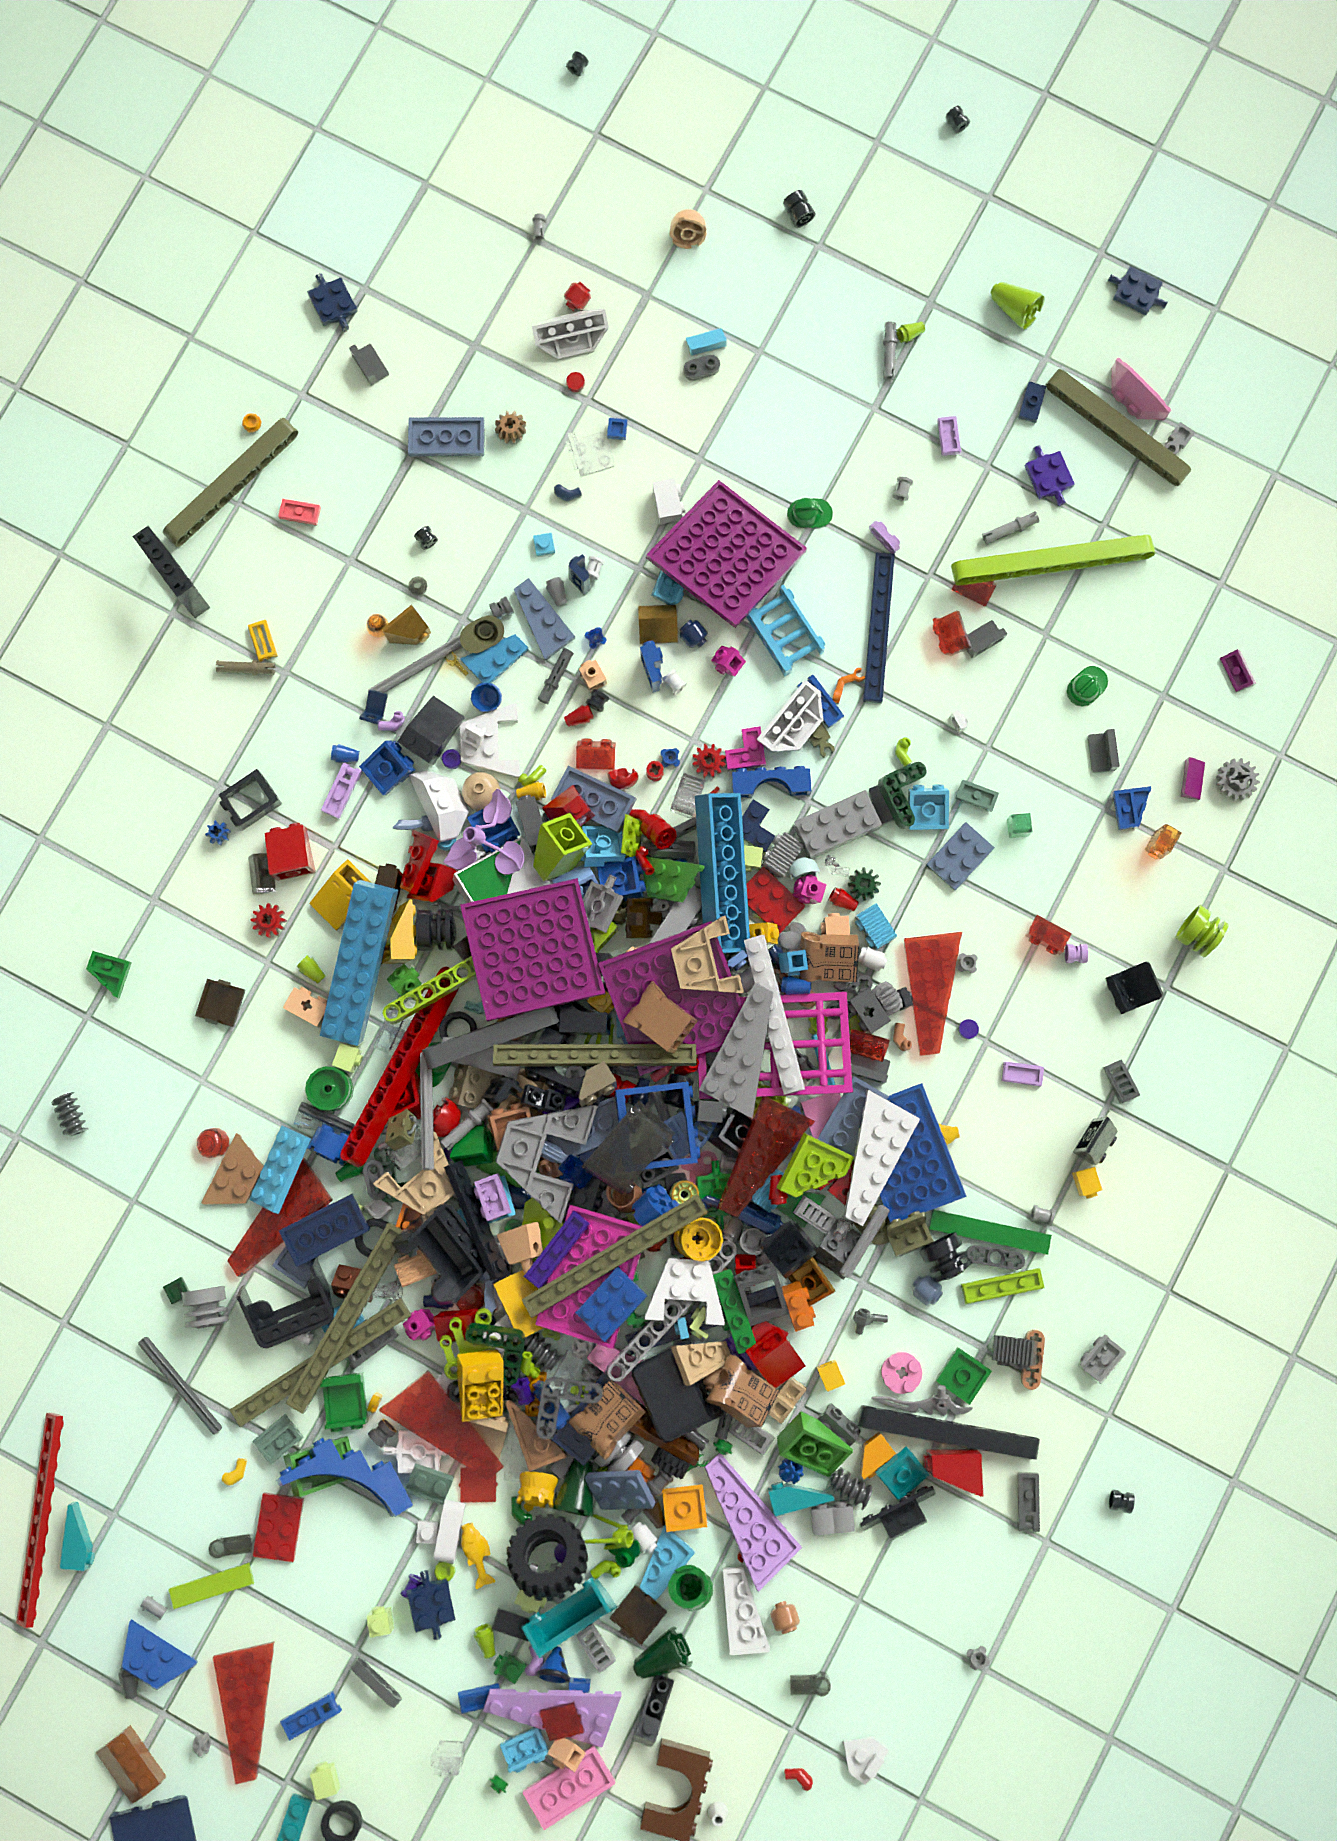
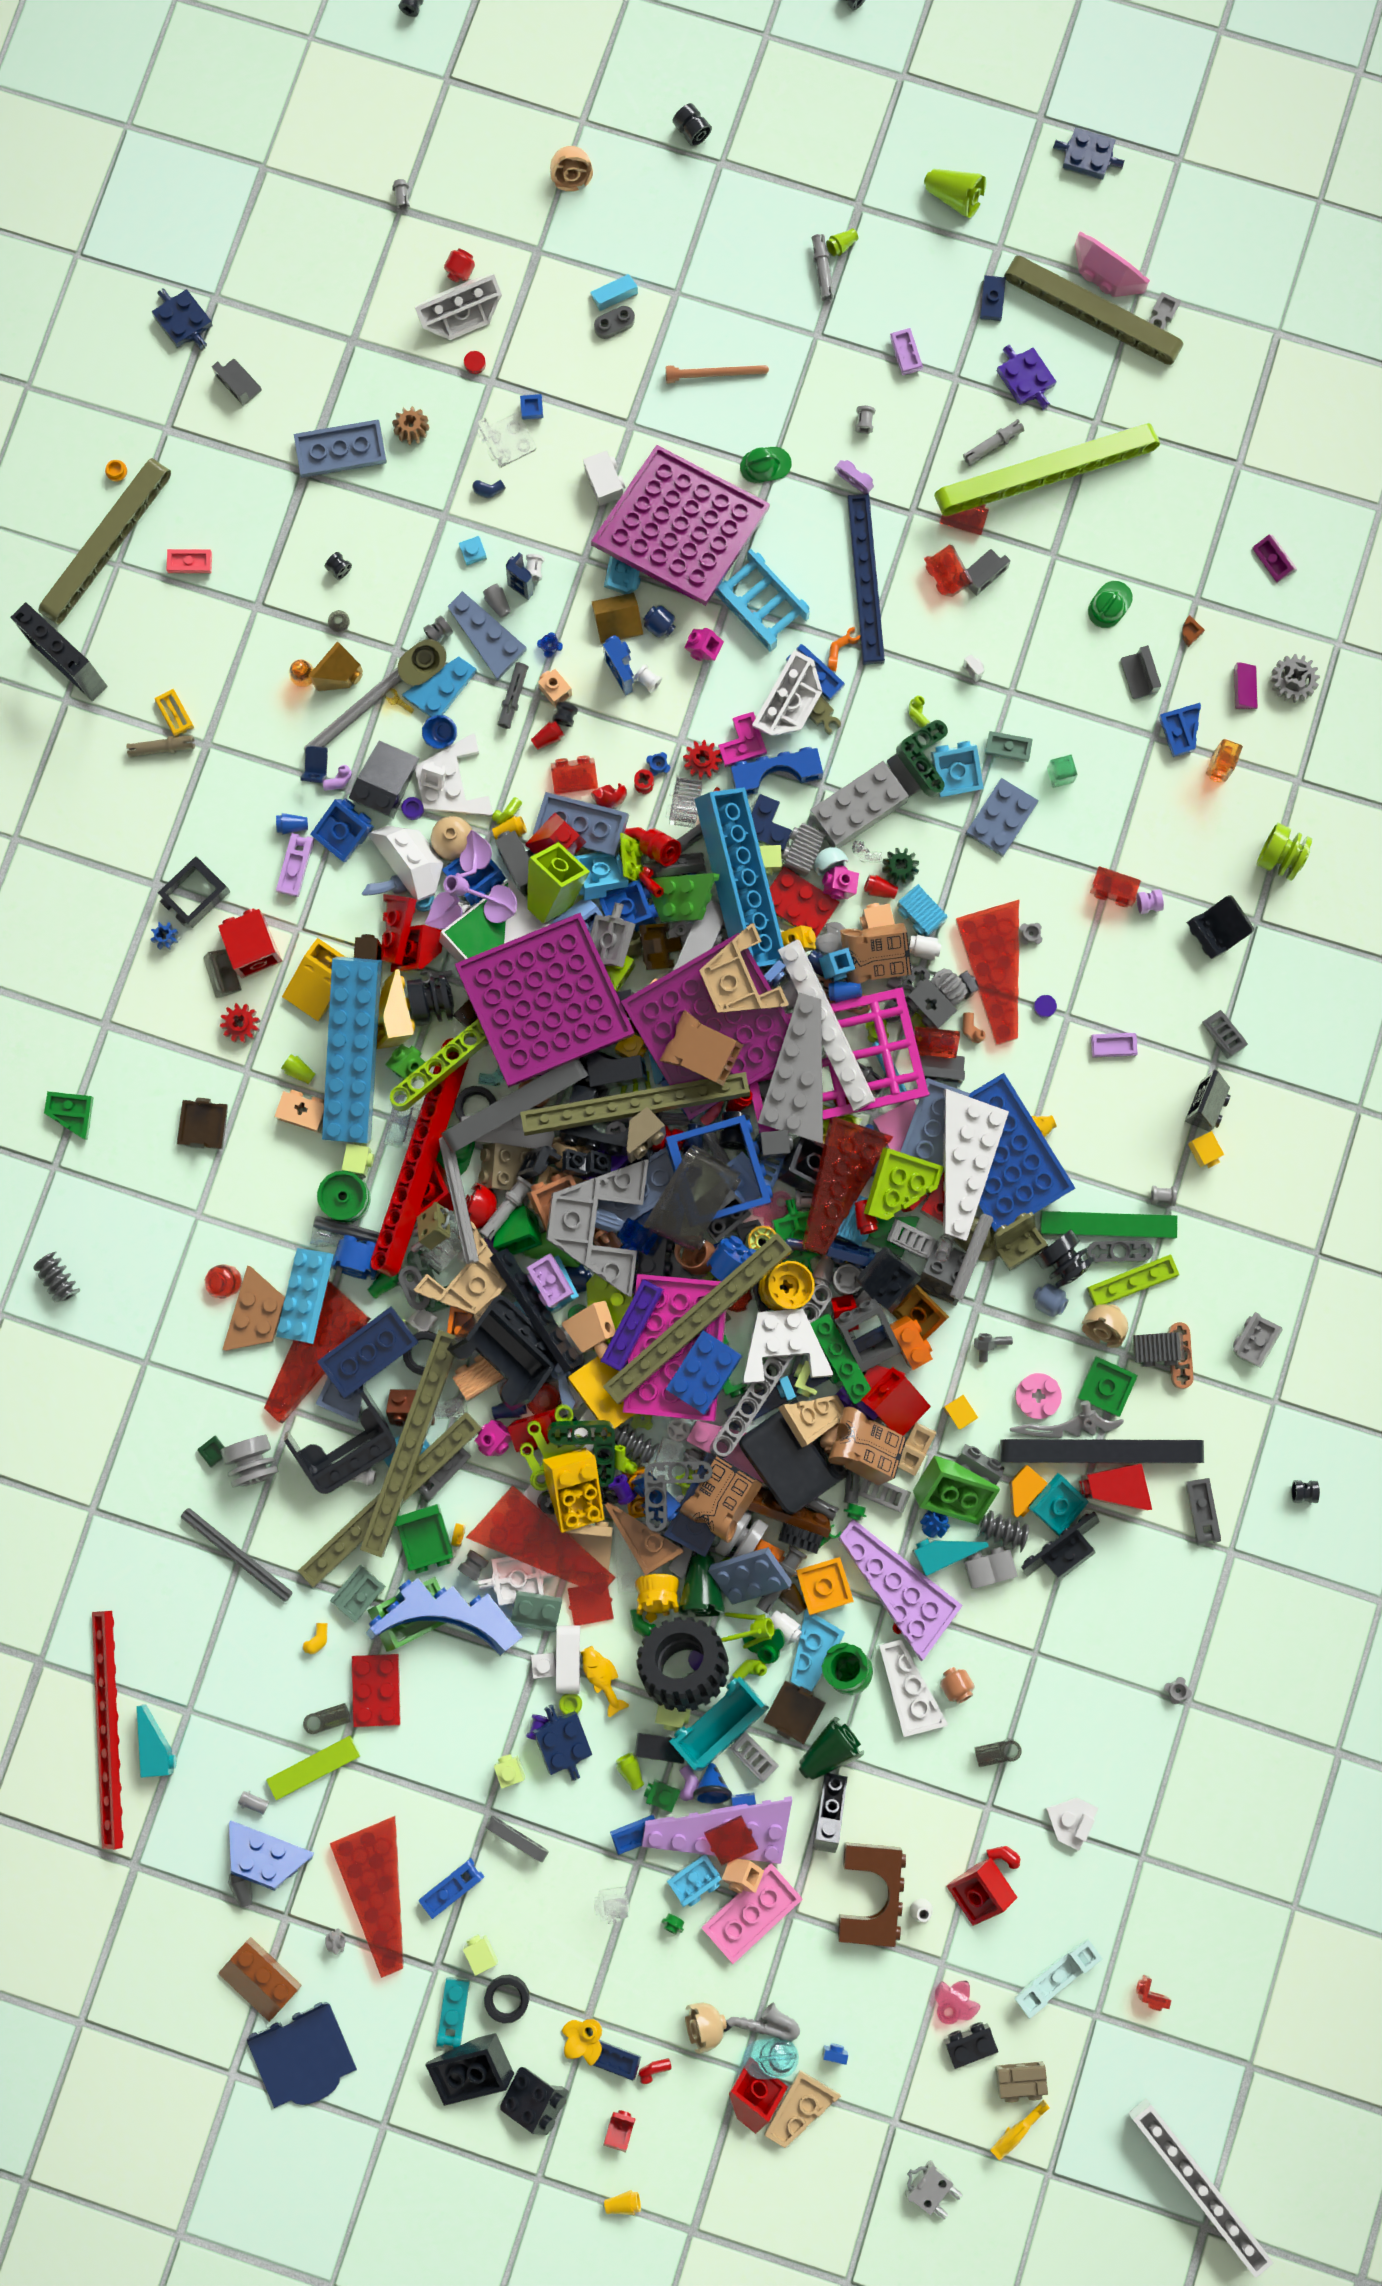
camera: 10 degrees left, 0 degrees up
(746, 421) = (674, 373): none -> nougat piece
(774, 1806) = (982, 1892): none -> red slope
(973, 1320) = (1106, 1324): none -> tan cylinder
(1154, 721) = (1191, 631): none -> dark orange tile

